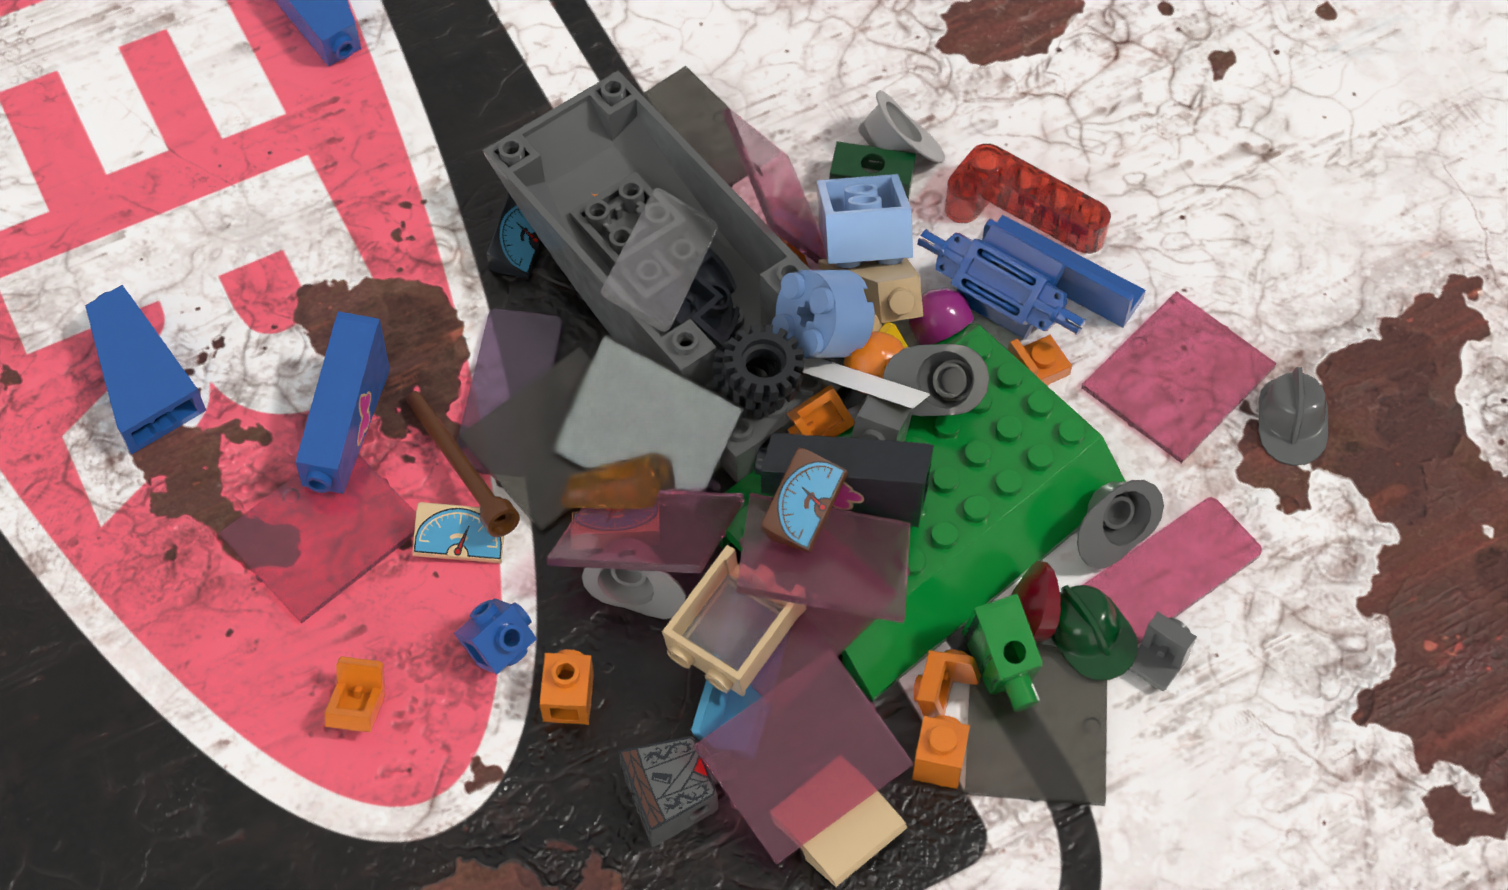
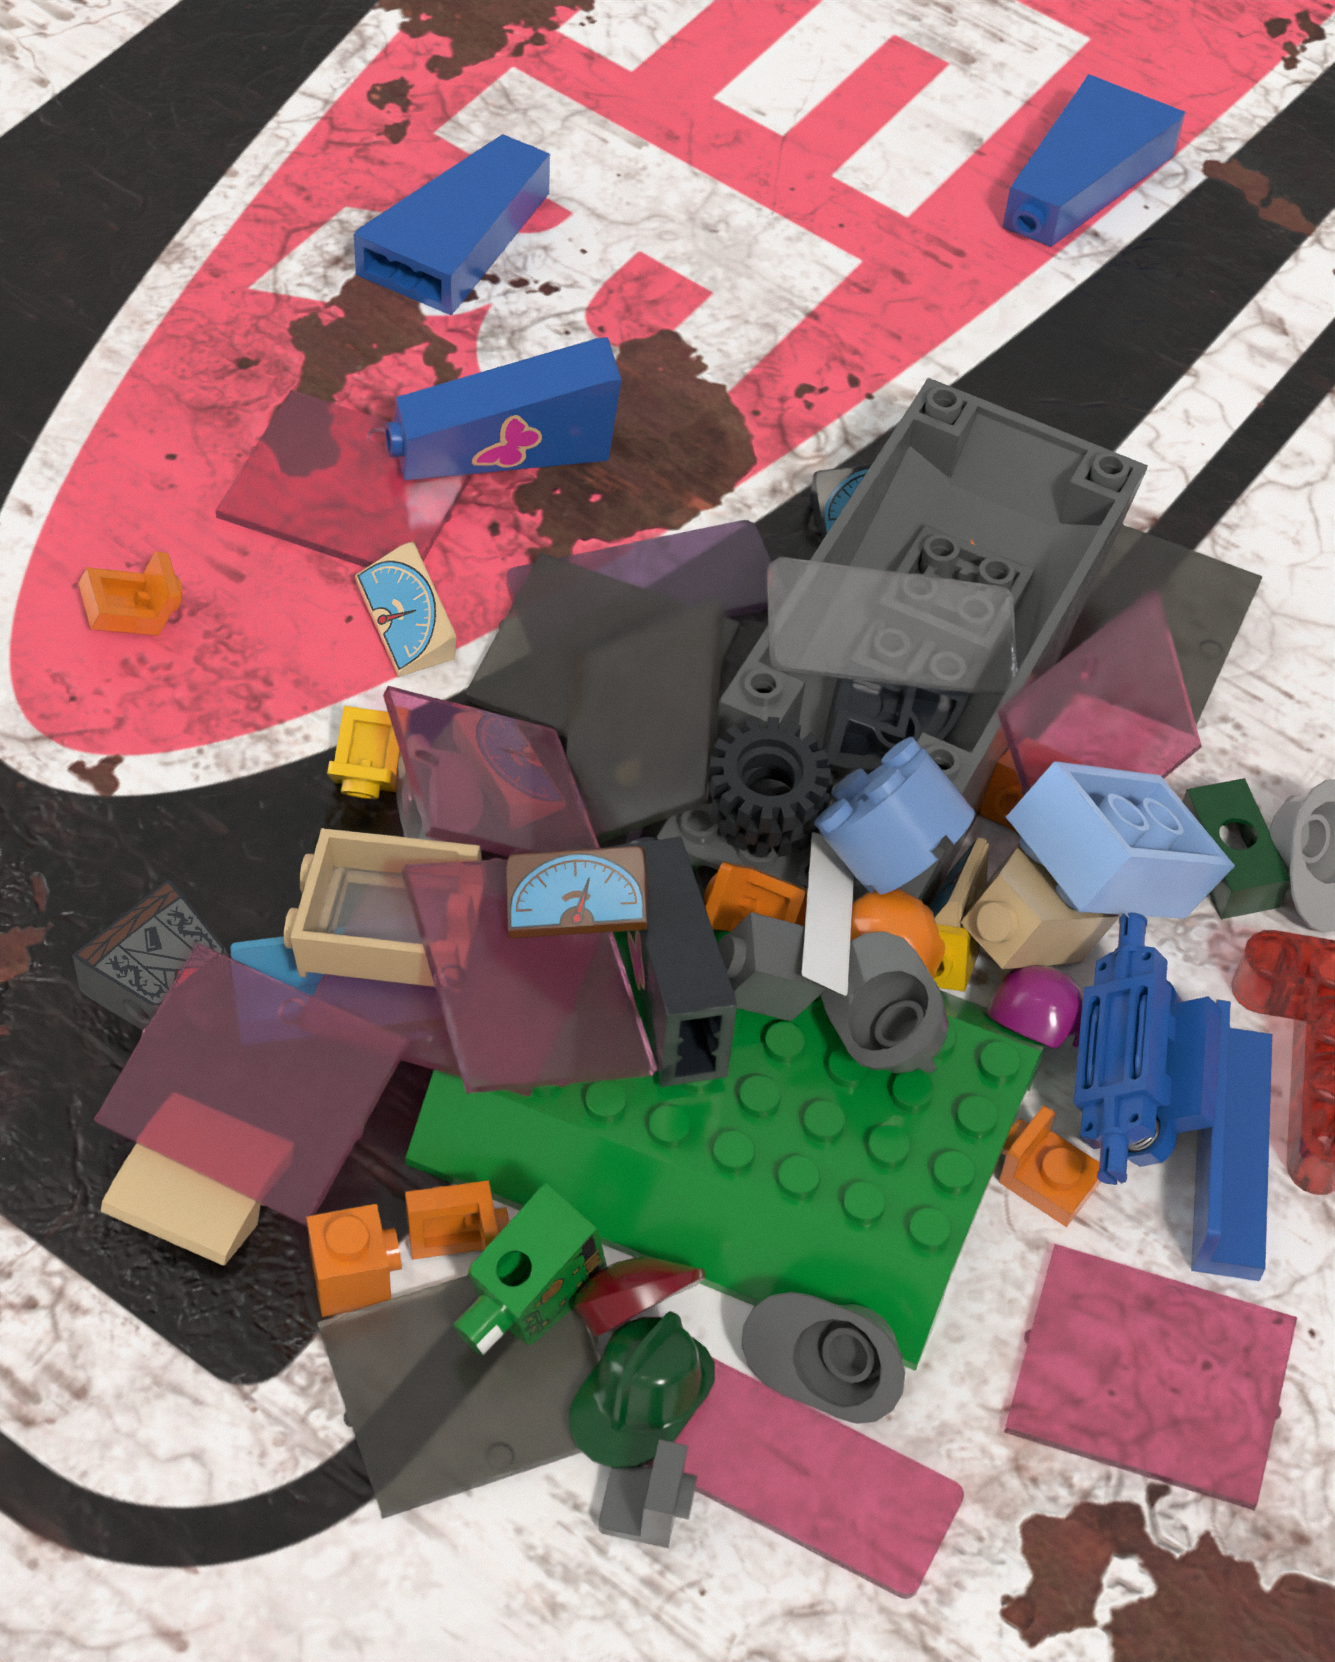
camera: 60 degrees right, 5 degrees down
(496, 513) = (437, 620): reddish brown piece -> none
(496, 635) = (277, 696): blue brick -> none
(565, 600) = (365, 754): none -> yellow bracket
(567, 687) = (246, 801): orange brick -> none
(615, 487) = (548, 735): clear orange slope -> none
(1293, 418) = (1173, 1565): dark grey piece -> none

